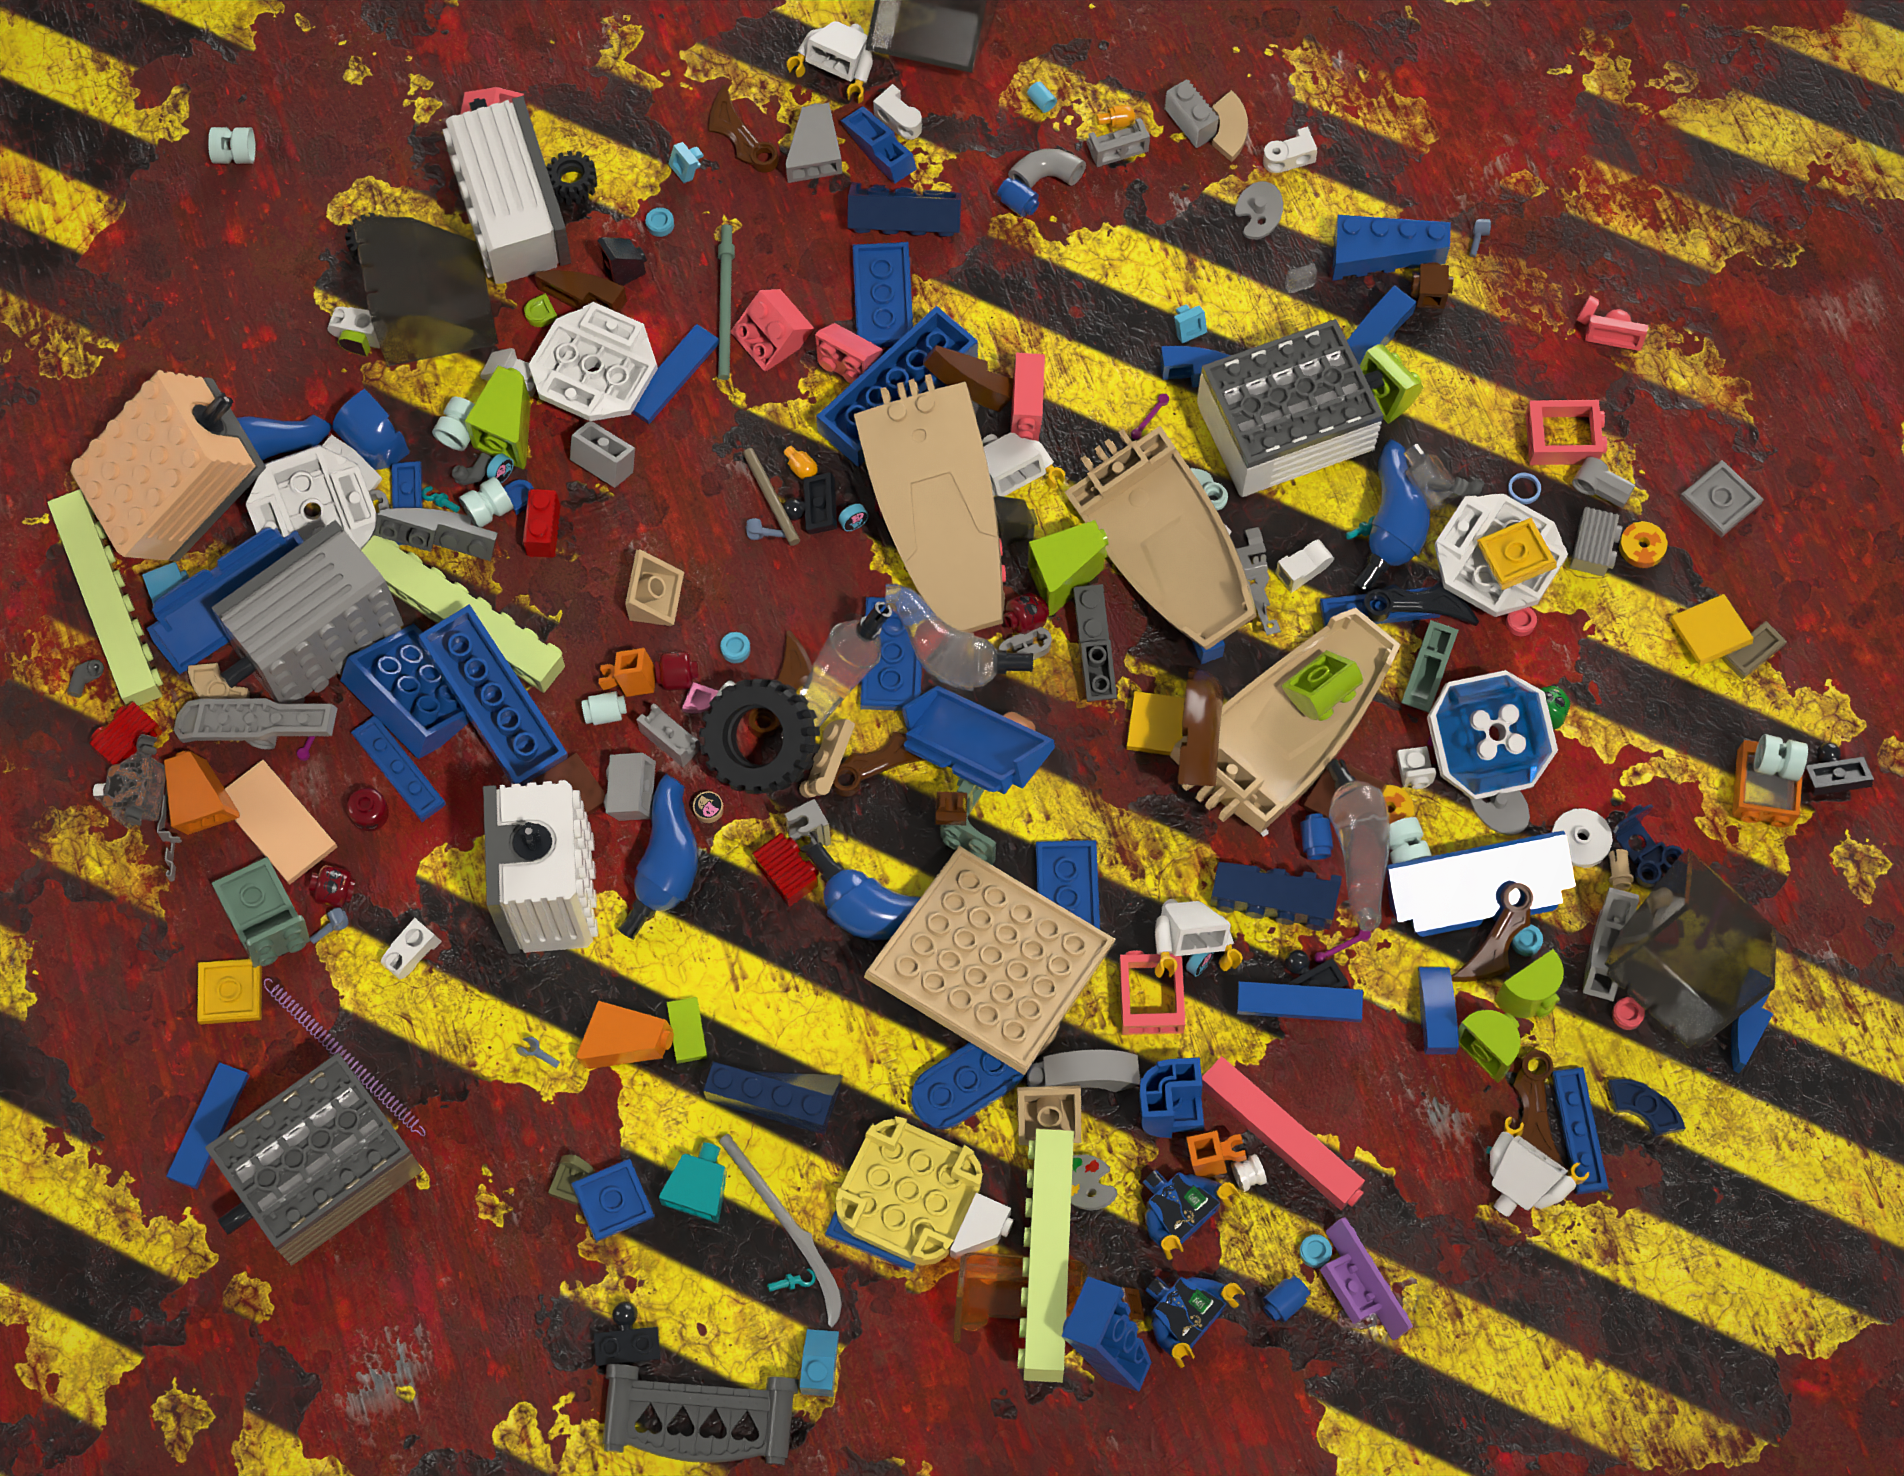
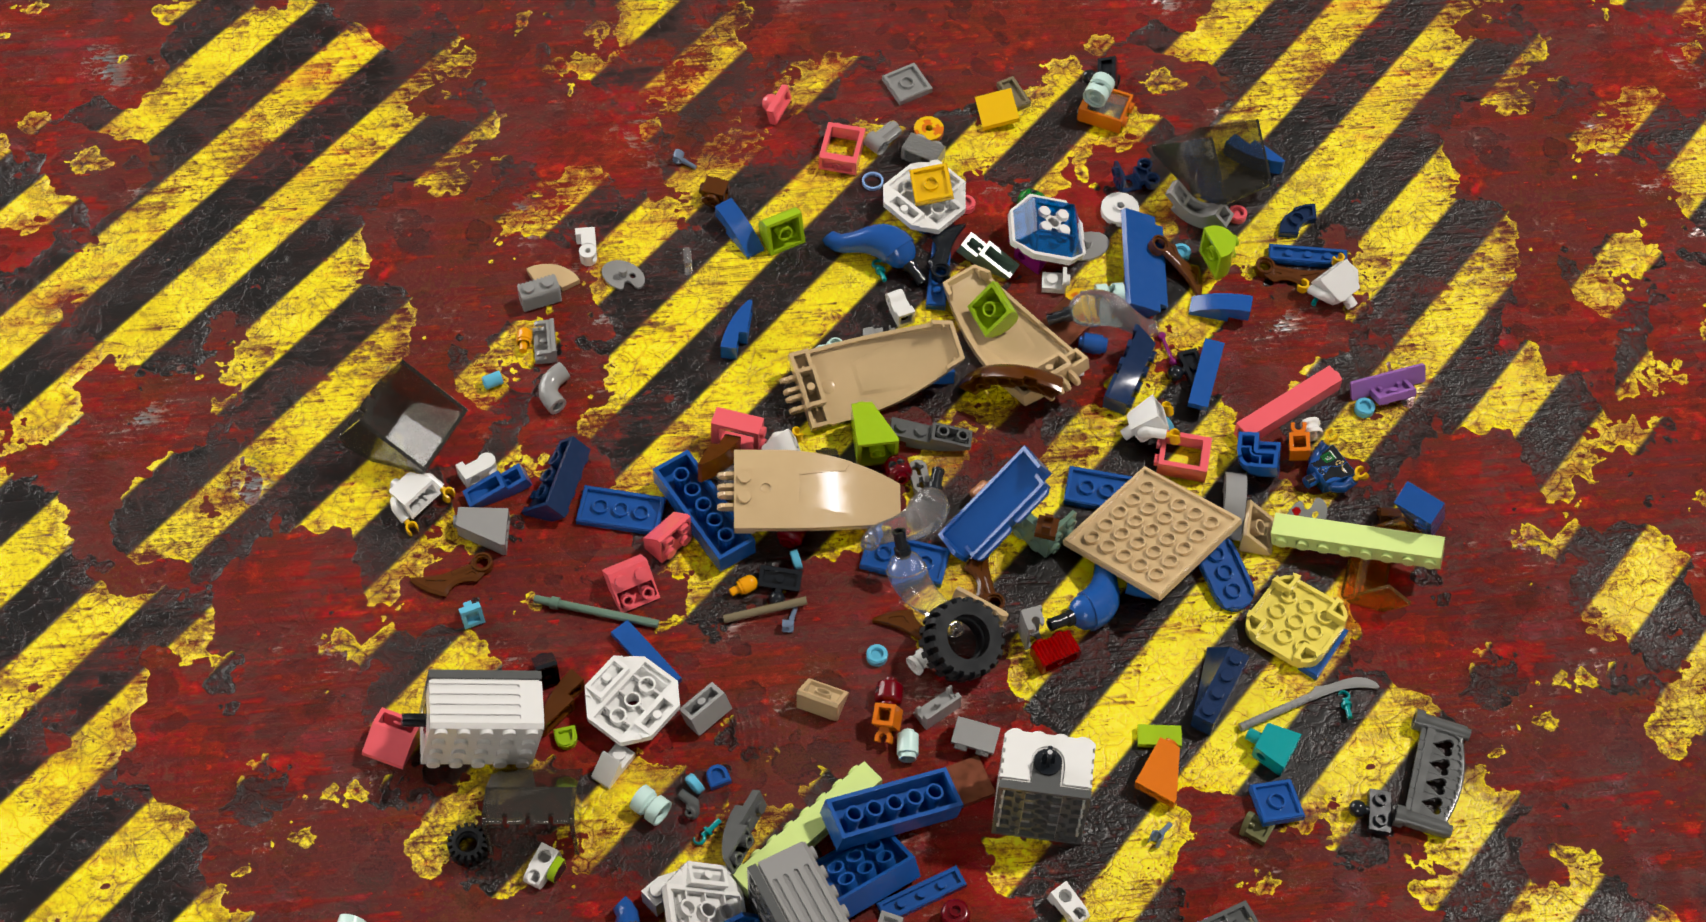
camera: 80 degrees left, 10 degrees down
(369, 432) = (642, 863): blue brick -> none
(407, 485) = (697, 852): blue tile -> none
(488, 501) = (722, 794): light aqua wheel -> none
(502, 417) = (659, 766): lime slope -> none
(541, 523) = (749, 761): red brick -> none
(660, 222) = (514, 643): medium azure tile -> none
(669, 861) = (1027, 714): blue animal -> none
(698, 699) = (911, 684): bright pink tile -> none
(708, 807) = (996, 694): tile -> none
(819, 1363) = (1405, 694): dark azure slope -> none
(982, 1226) = (1327, 580): white slope -> none
(1018, 197) = (571, 409): blue brick -> none
(1155, 723) = (993, 413): yellow tile -> none
(1163, 400) = (753, 362): magenta hinge -> none
(1187, 1312) = (1393, 475): torso -> none
(1190, 322) = (701, 331): medium azure tile -> none
(1285, 1299) = (1395, 427): blue brick -> none
(1289, 407) = (795, 281): dark grey piece -> none
(1386, 244) = (675, 213): blue wedge -> none
(1434, 480) = (869, 216): clear torso -> none
(1491, 1041) = (1253, 277): lime brick -> none
(1588, 310) = (757, 115): coral tile -> none
(1621, 877) = (1147, 194): tan pin -> none

